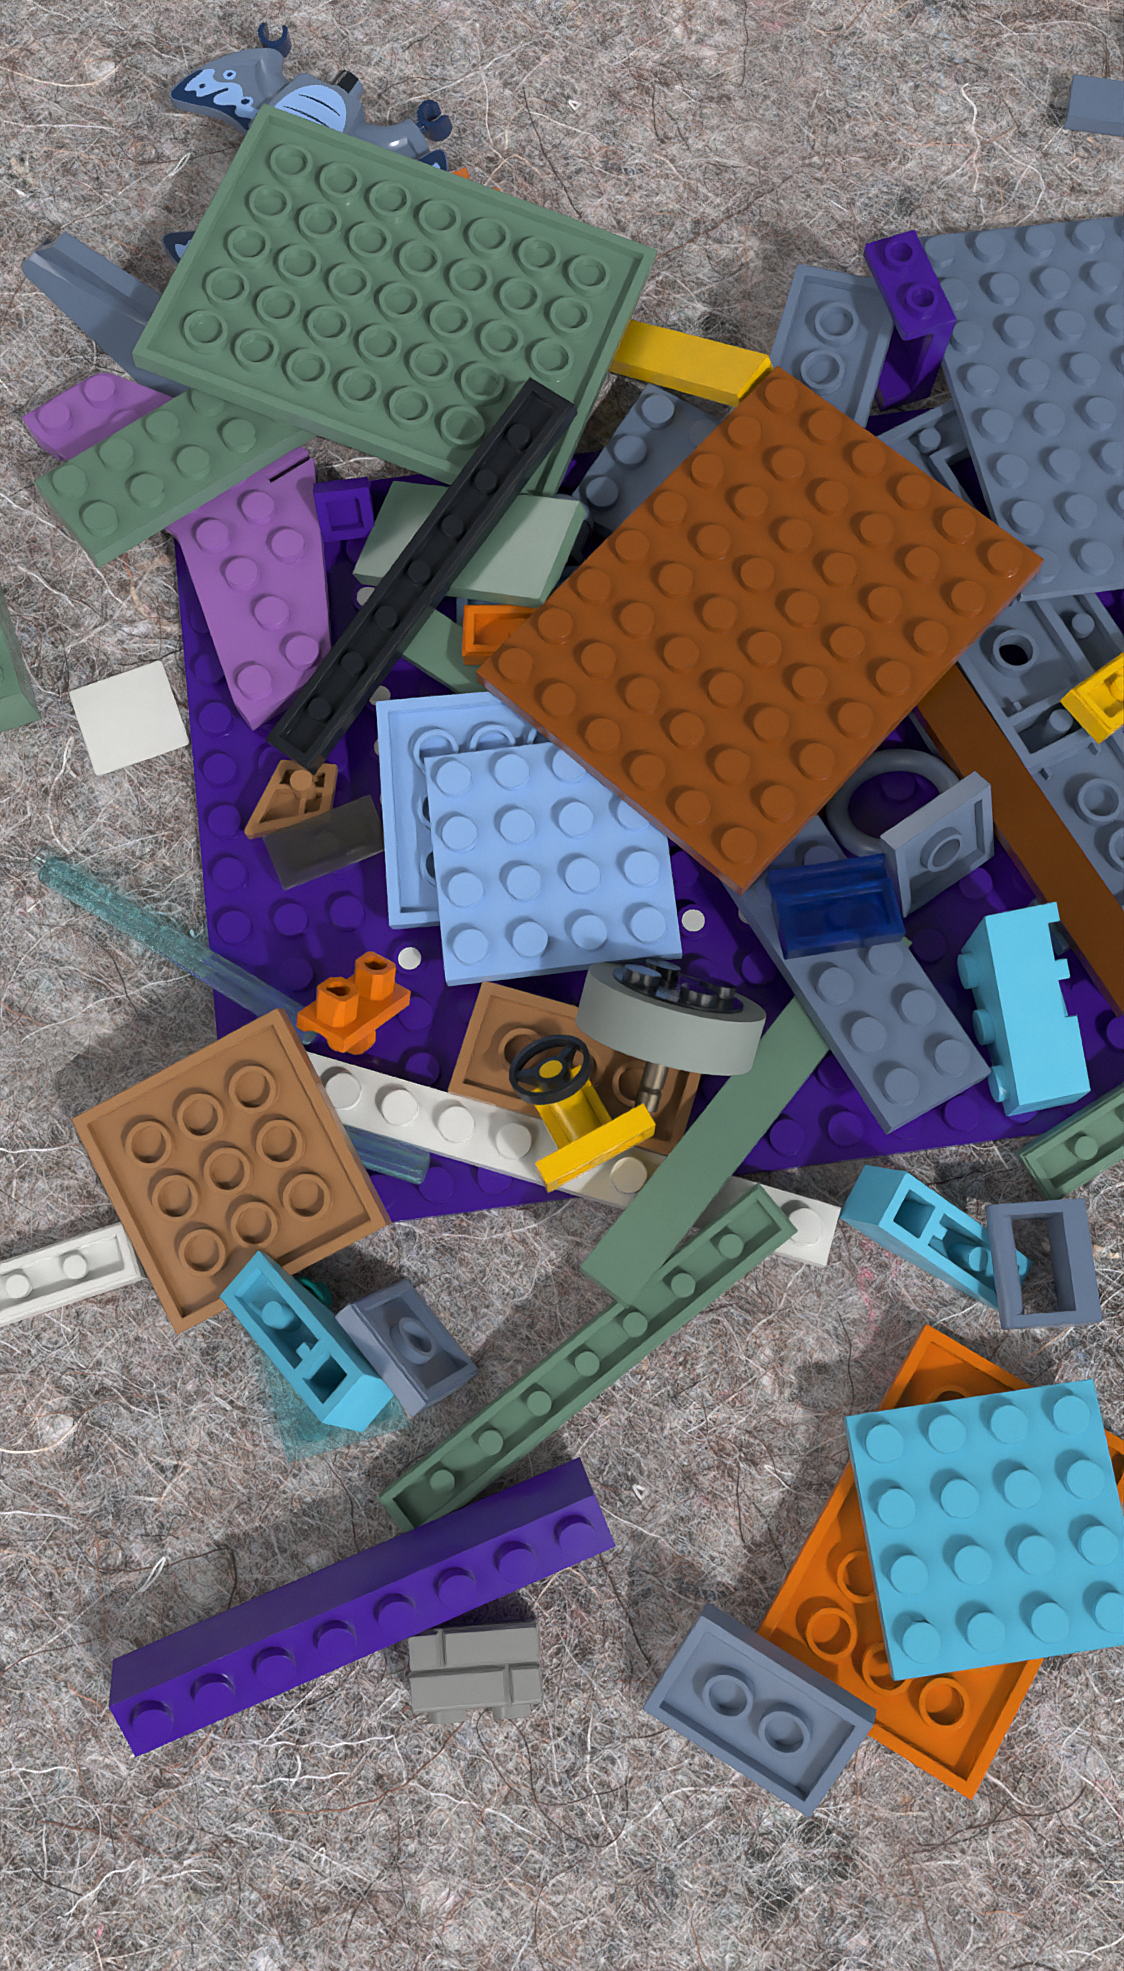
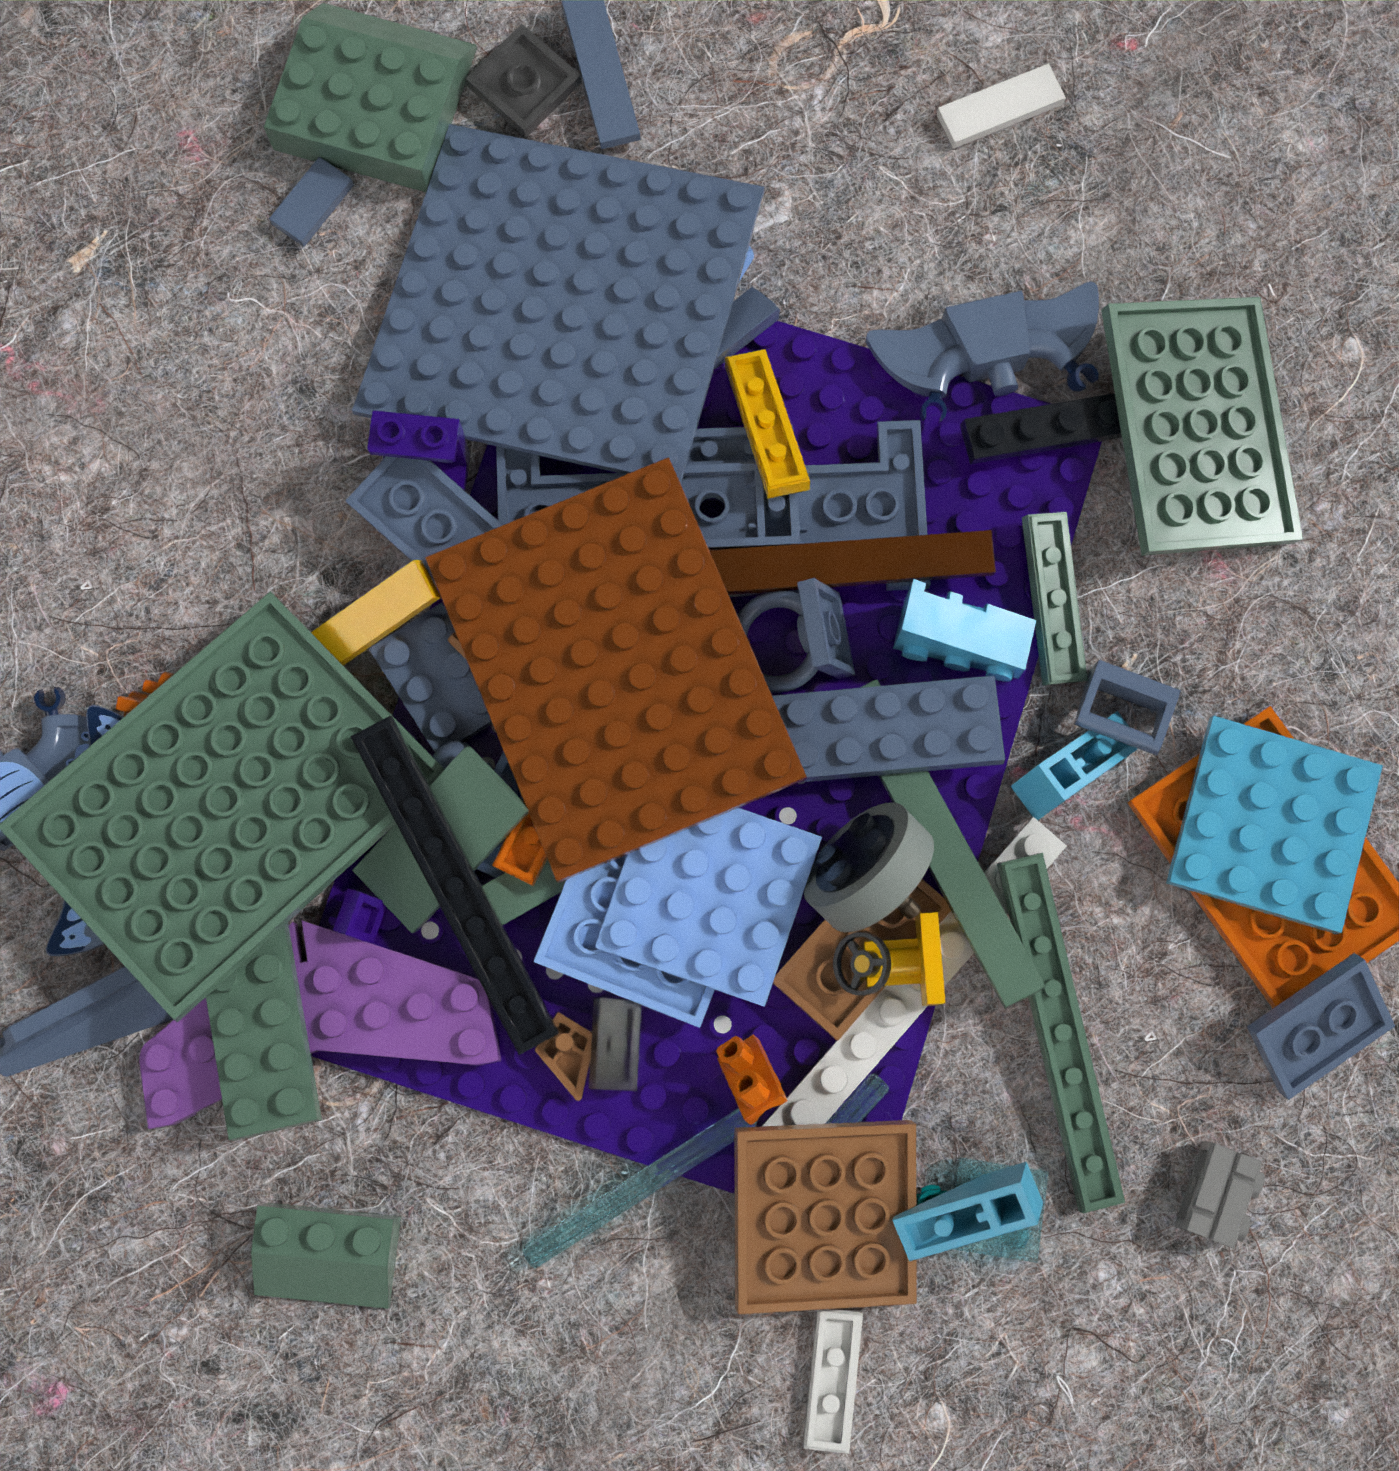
camera: 70 degrees left, 5 degrees up
(128, 718) = (433, 1149): white sticker -> none
(356, 1607) = (1151, 1256): dark purple brick -> none
(407, 1345) = (1000, 1146): sand blue tile -> none
(834, 906) = (842, 721): clear blue plate -> none

